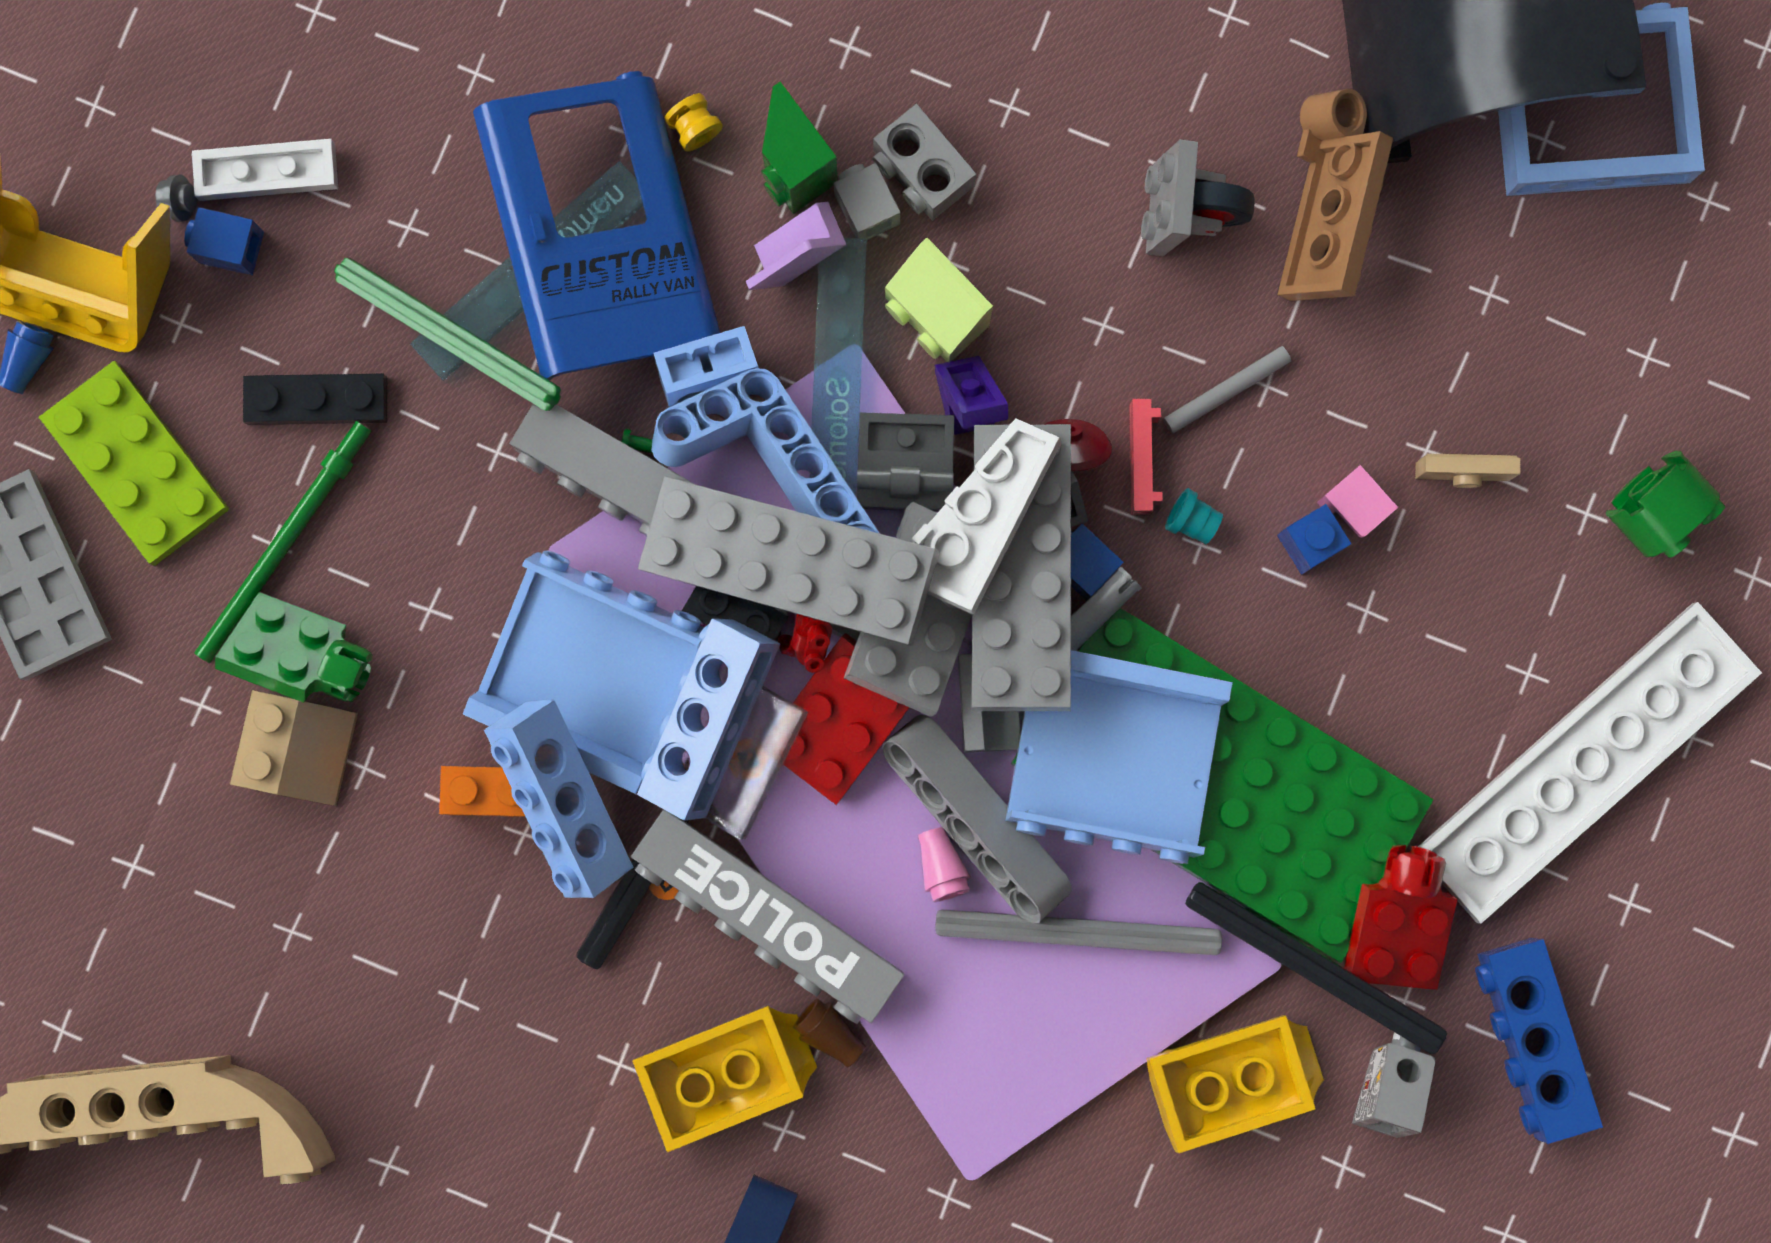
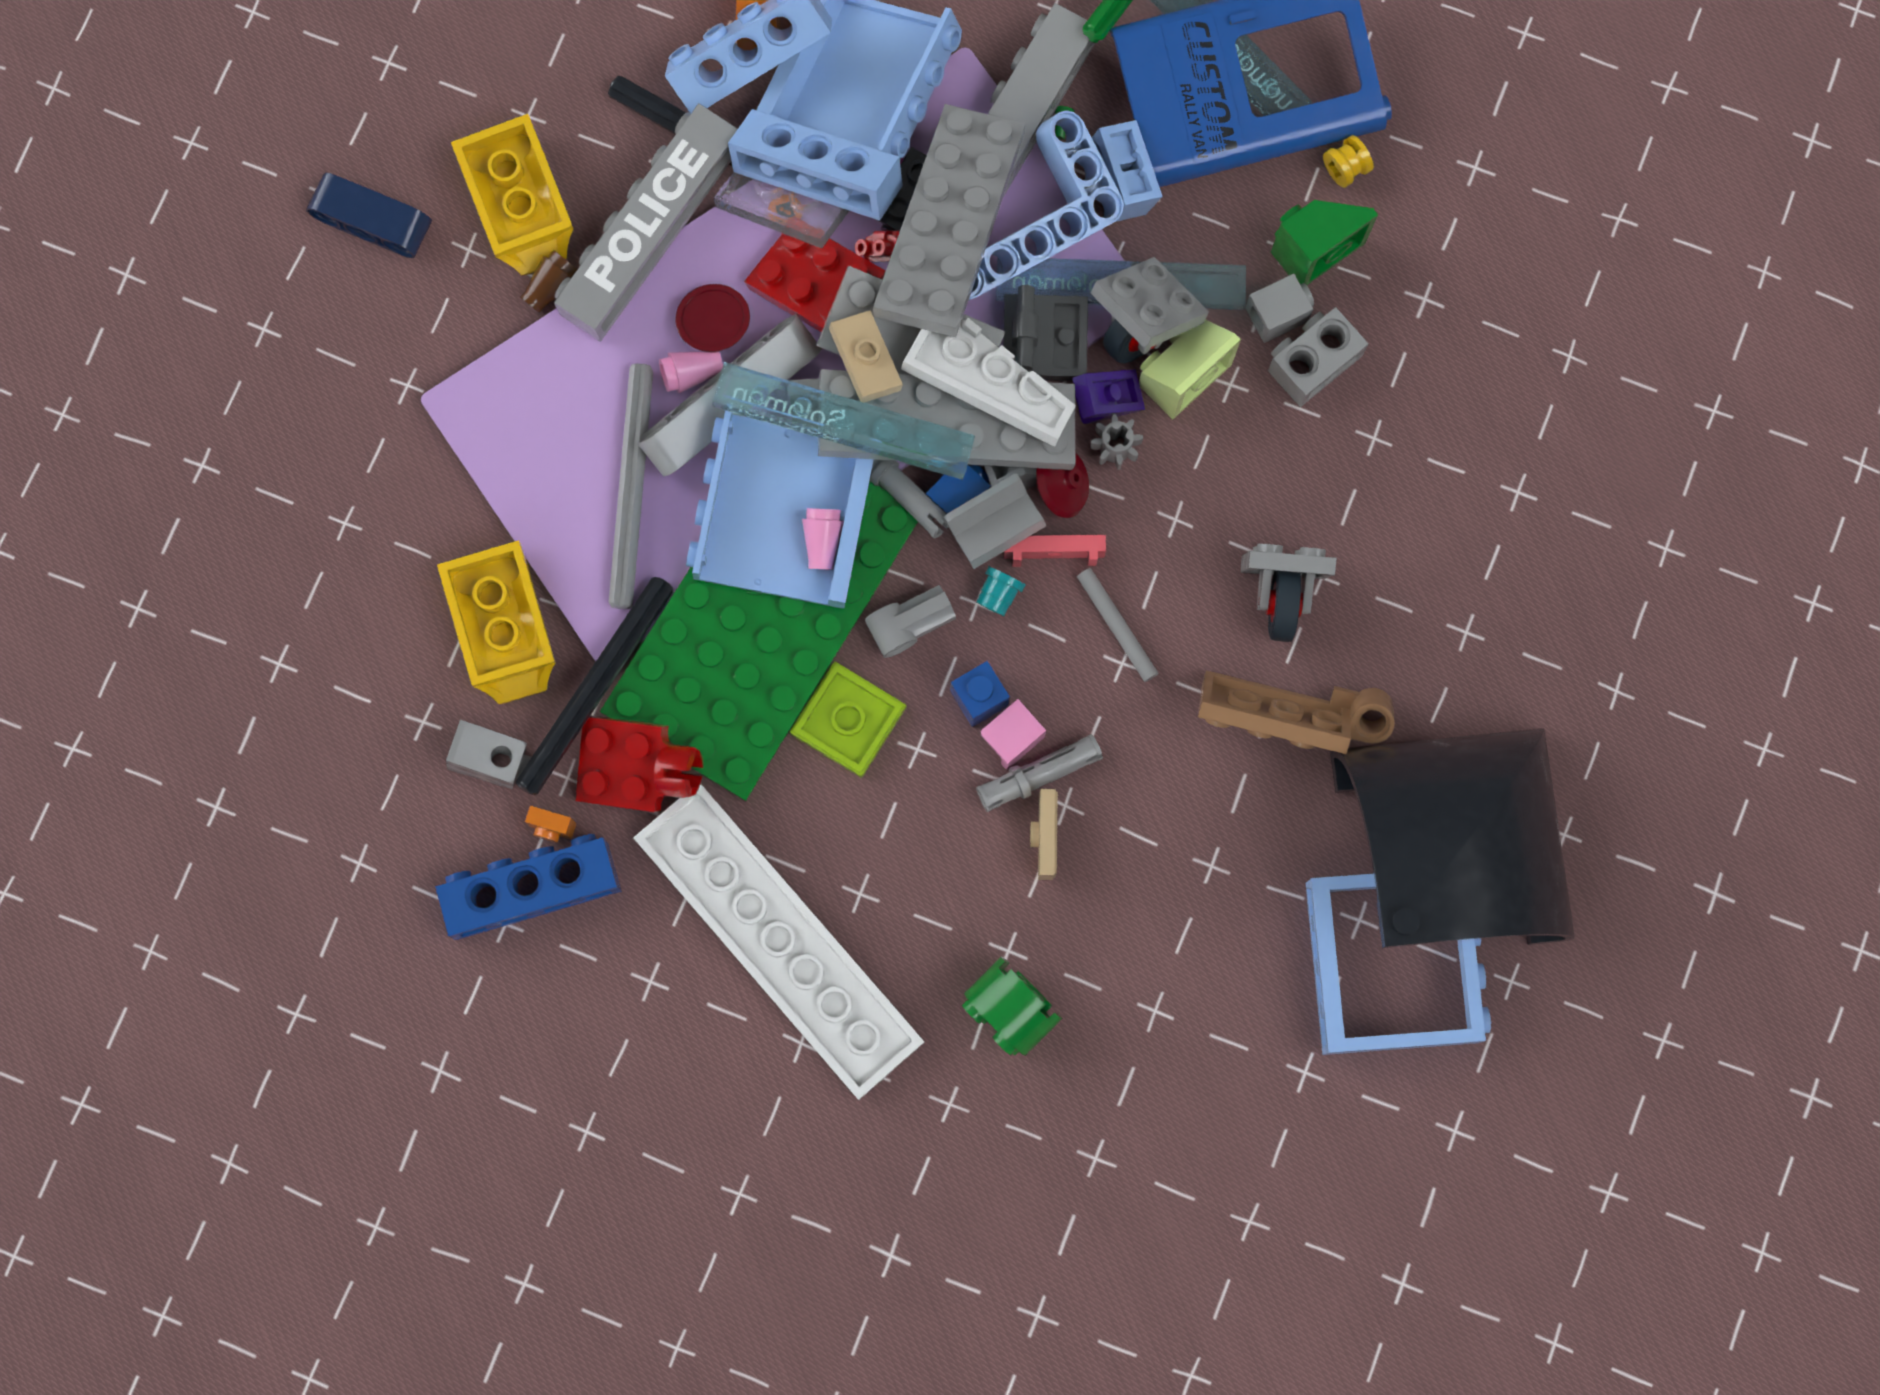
camera: 90 degrees right, 5 degrees down
(797, 247) = (1234, 243): lavender panel -> none
(881, 343) = (1145, 309): none -> light grey plate
(881, 840) = (712, 317): none -> dark red piece
(960, 654) = (865, 356): none -> tan plate
(1019, 373) = (1119, 452): none -> light grey gear
(1039, 680) = (843, 420): none -> clear light blue tile
(1125, 517) = (994, 521): none -> light grey panel
(1150, 709) = (822, 536): none -> bright pink cone
(1234, 628) = (899, 626): none -> light grey piece
(1338, 686) = (848, 719): none -> lime tile
(1397, 476) = (1024, 779): none -> light grey pin
(1466, 1017) = (550, 824): none -> orange plate

